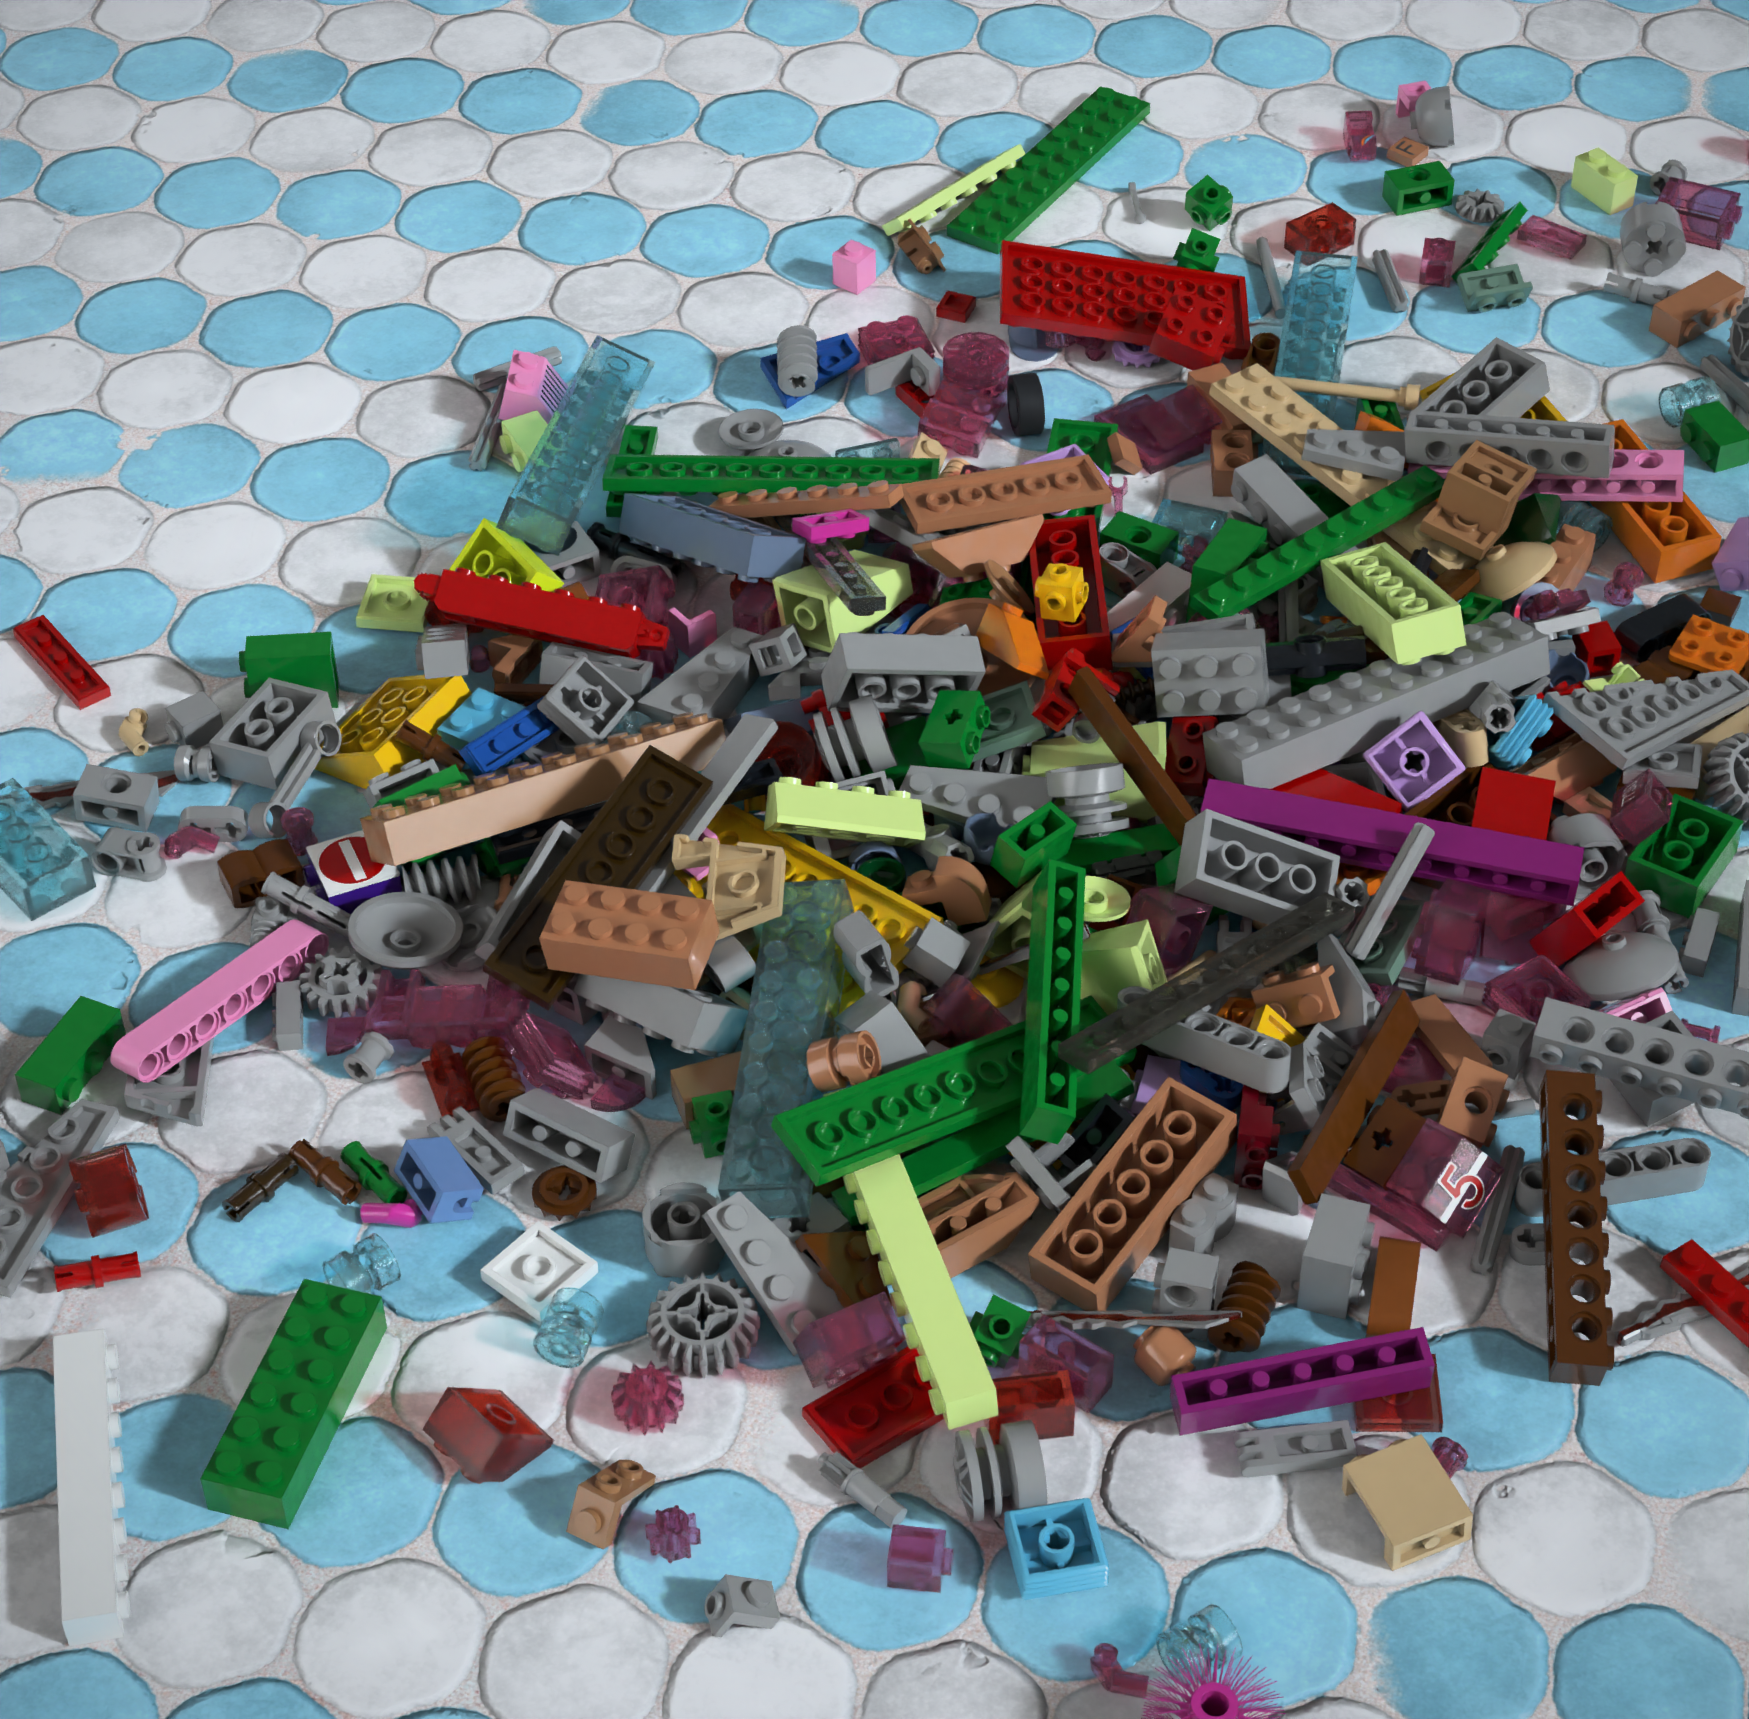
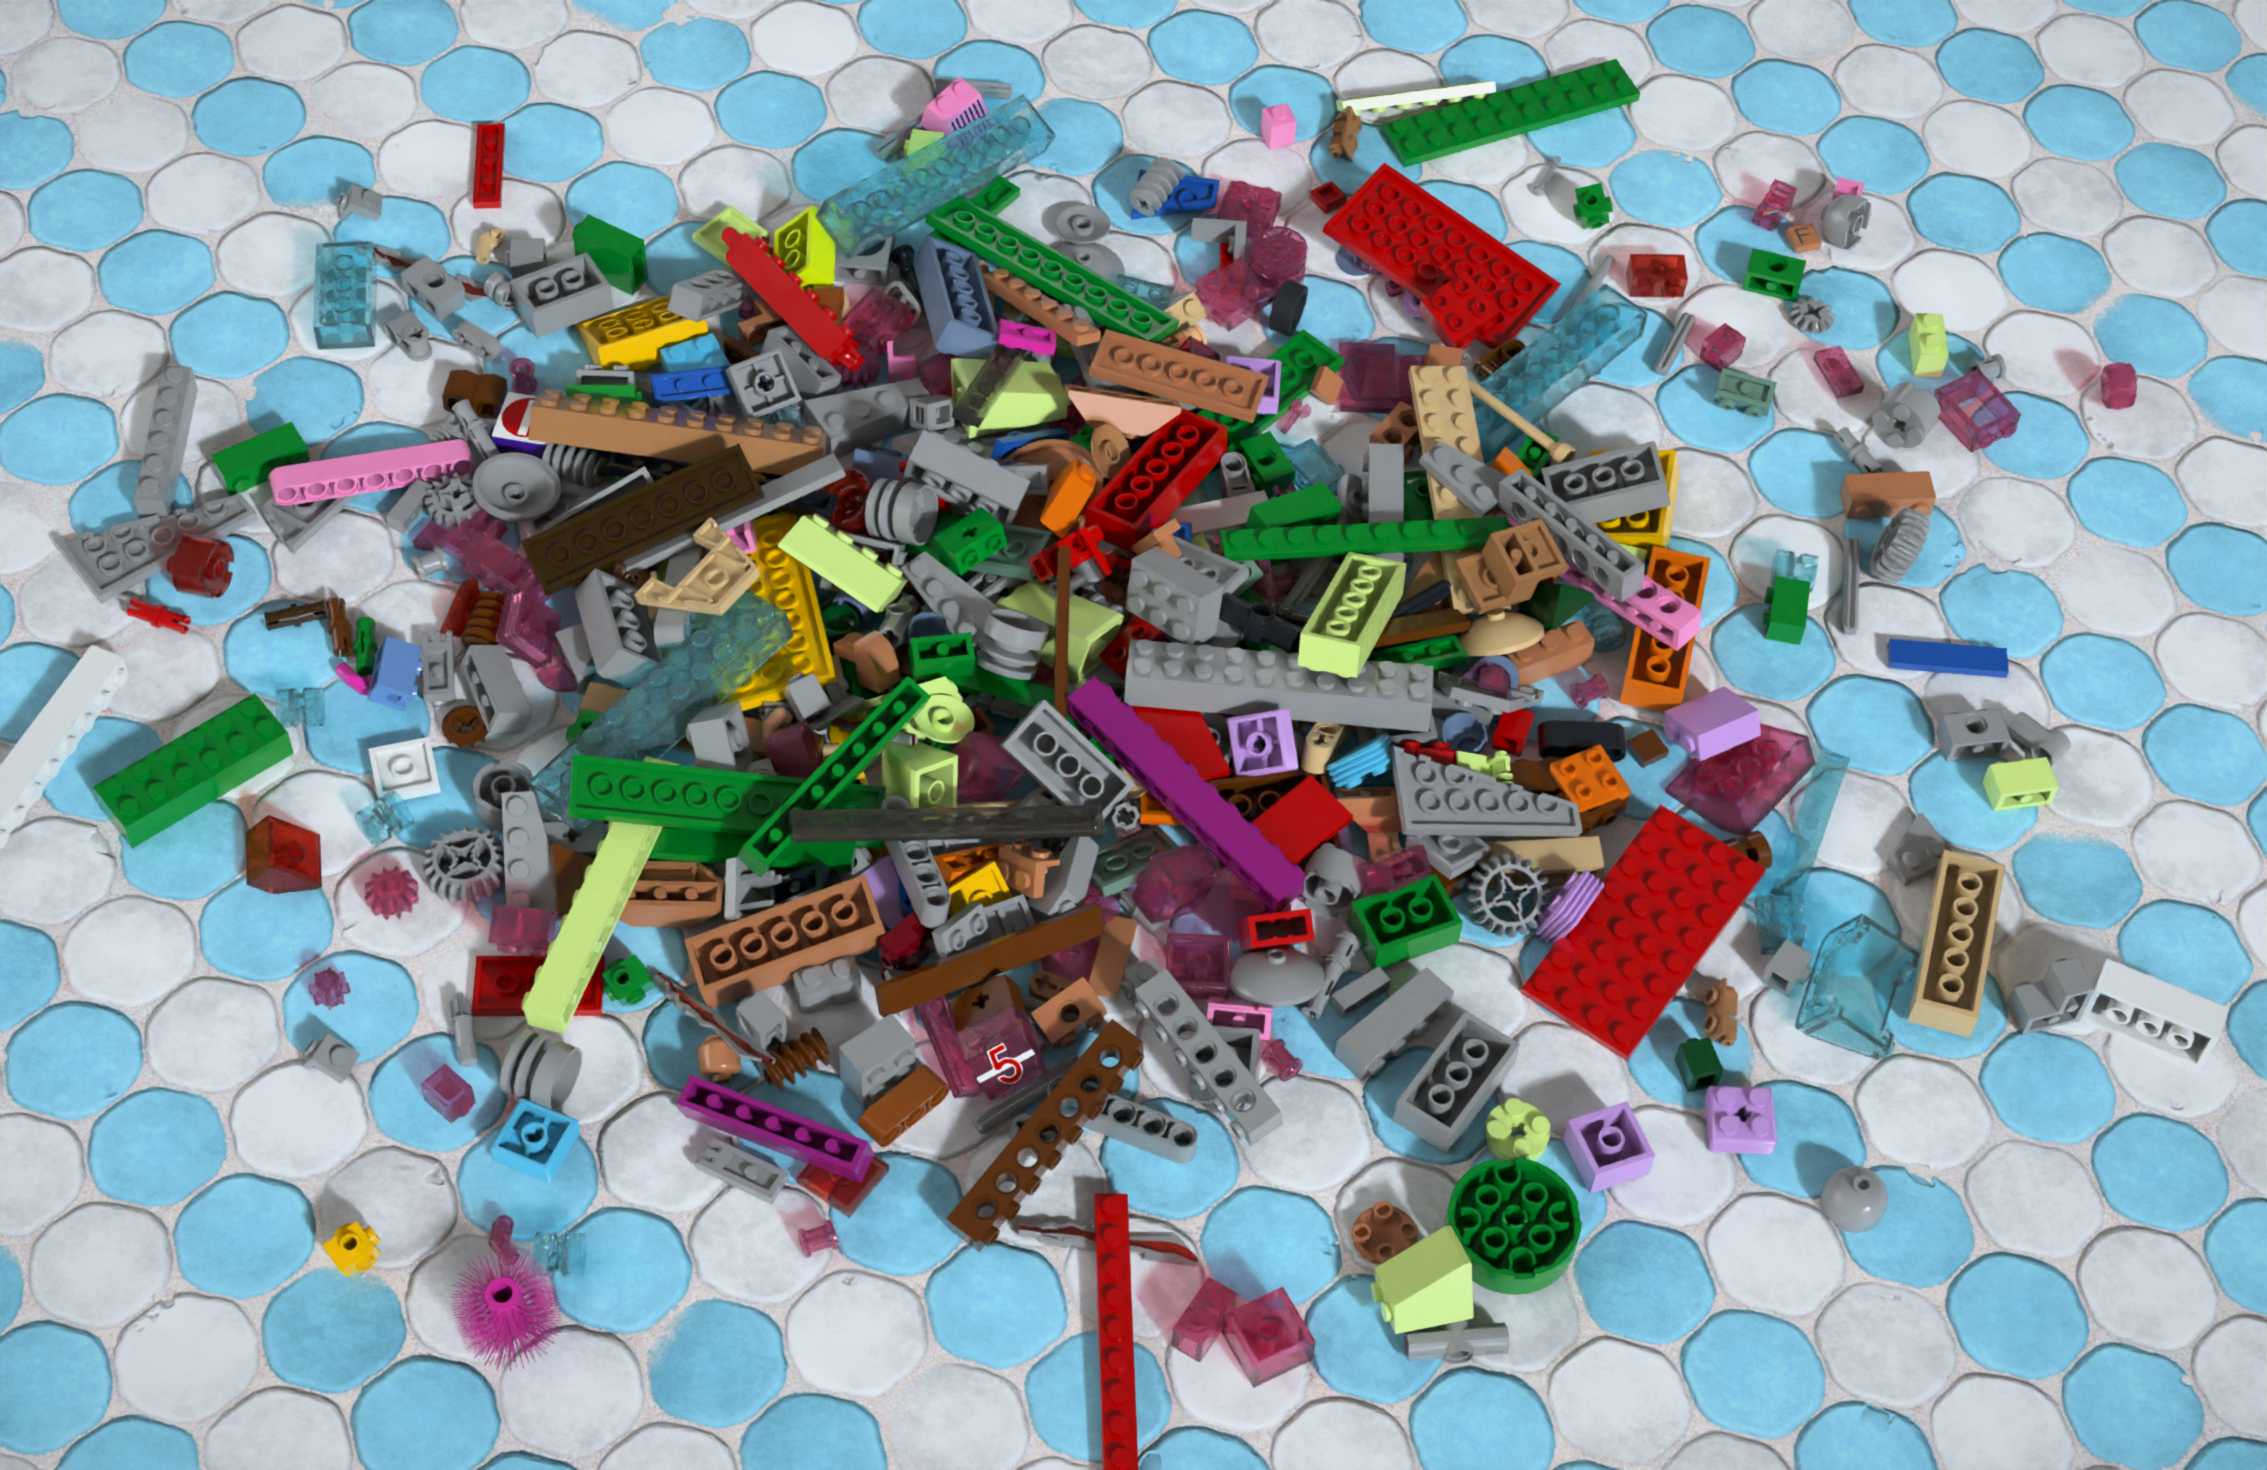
camera: 30 degrees right, 10 degrees up
(187, 839) = (454, 343): clear pink arm -> none
(295, 777) = (551, 334): light grey piece -> none
(429, 746) = (640, 360): reddish brown pin -> none
(601, 1499) = (313, 937): medium nougat bracket -> none
(630, 934) = (611, 574): nougat brick -> none
(843, 1061) = (667, 741): nougat wheel -> none
(866, 954) = (752, 675): light grey brick -> none
(1039, 1397) = (601, 1040): clear red brick -> none
(1057, 1348) = (648, 1026): clear pink brick -> none
(1061, 592) = (1128, 478): yellow brick -> none
(1198, 251) = (1538, 246): green brick -> none
(1389, 891) = (1147, 829): light grey axle -> none
(1409, 1500) = (770, 1246): tan panel -> none
(1492, 241) = (1791, 350): green plate -> none
(1495, 708) = (1352, 736): light grey piece -> none

